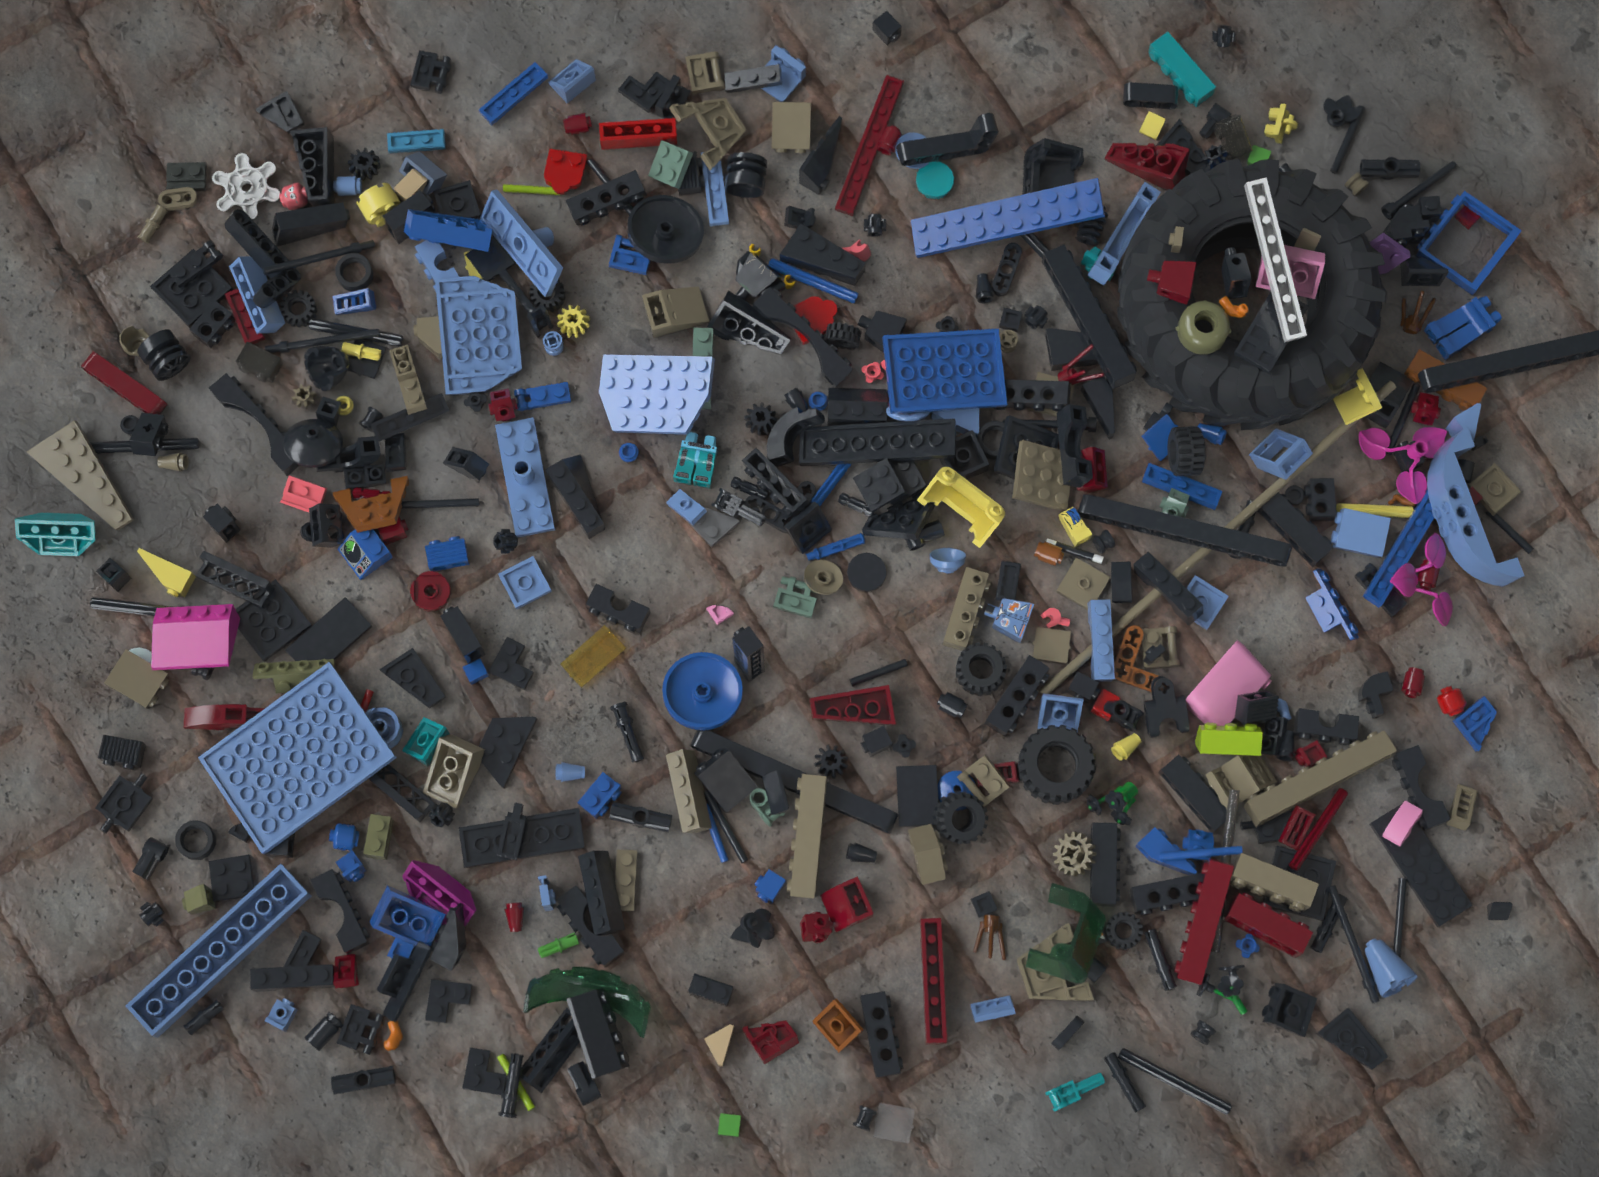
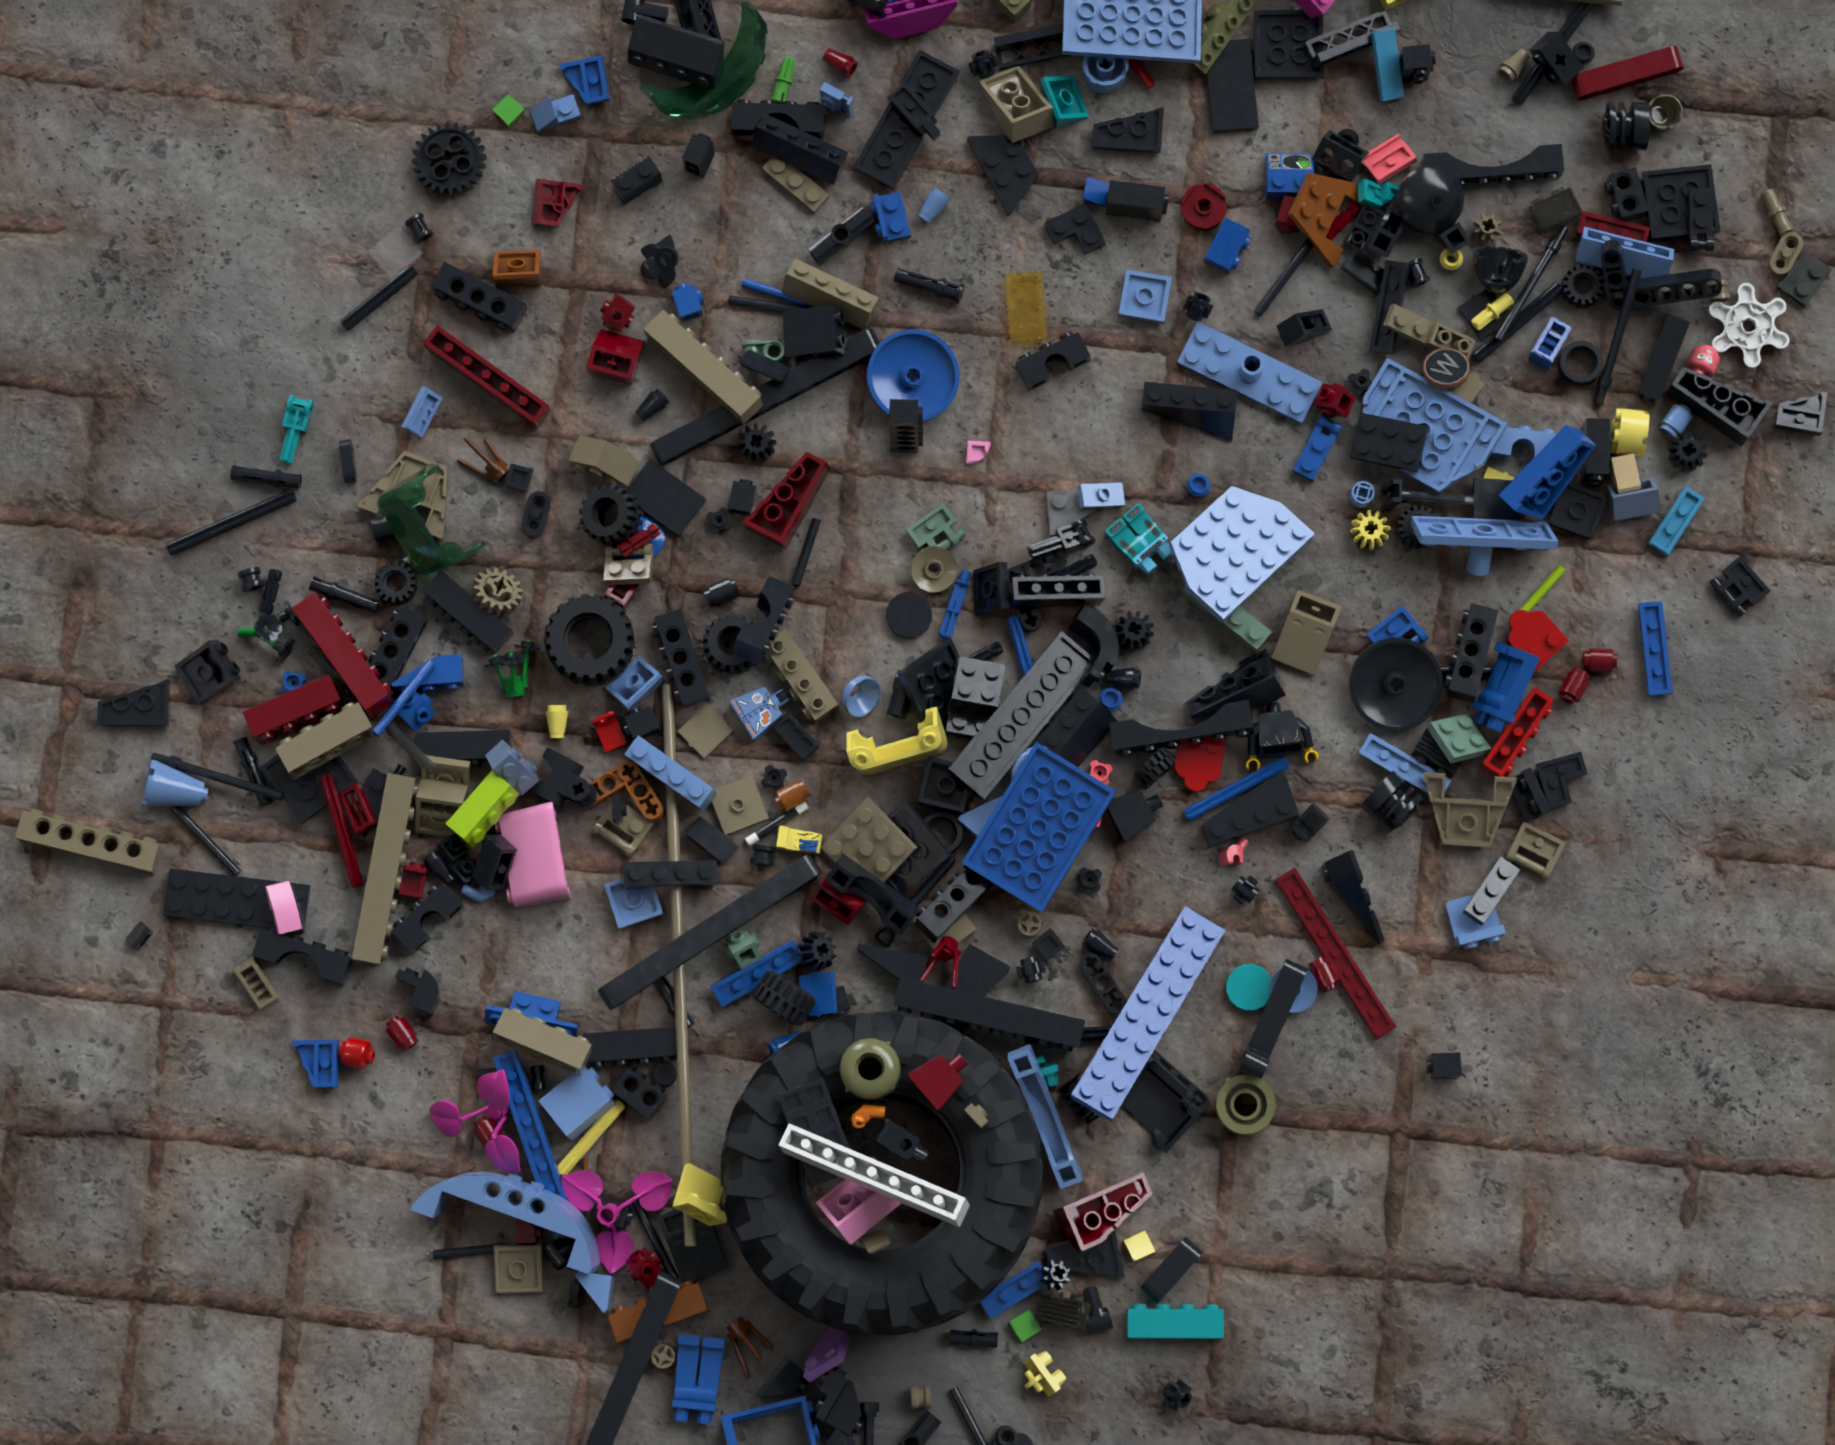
camera: 130 degrees right, 5 degrees up
(236, 541) = (1387, 64): none -> dark azure tile
(335, 484) = (1375, 194): none -> teal slope
(425, 347) = (1446, 368): none -> tile
(505, 348) = (1389, 442): none -> black plate
(548, 120) = (1599, 660): none -> dark red brick
(573, 80) = (1626, 716): medium blue slope -> none
(613, 158) = (1505, 687): none -> blue hips
(659, 958) = (698, 154): none -> black brick
(663, 1084) = (588, 79): none -> blue wing
(705, 1090) = (554, 113): none -> medium blue slope
(719, 1043) = (584, 152): tan slope -> none
(787, 1154) = (455, 178): none -> black gear
(791, 126) = (1413, 890): dark tan slope -> none
(930, 663) = (755, 637): none -> black arch
(935, 1107) = (379, 297): none -> black axle
(962, 785) = (639, 540): none -> dark red axle
(999, 873) = (536, 515): none -> black plate
(1018, 111) = (1264, 1104): none -> olive piece
(1048, 569) = (770, 772): none -> black plate
(1055, 617) = (731, 754): coral piece -> none
(1126, 714) = (584, 741): black piece -> none
(1137, 457) = (816, 951): none -> black gear
(1185, 744) = (512, 767): none -> sand blue brick
(1199, 1013) = (270, 591): none -> black axle
(1289, 461) = (695, 1085): medium blue window -> none
(1346, 579) = (542, 1041): none -> dark tan brick
(1468, 353) = (663, 1354): none -> dark tan wheel
(1479, 1002) = (29, 832): none -> dark tan brick

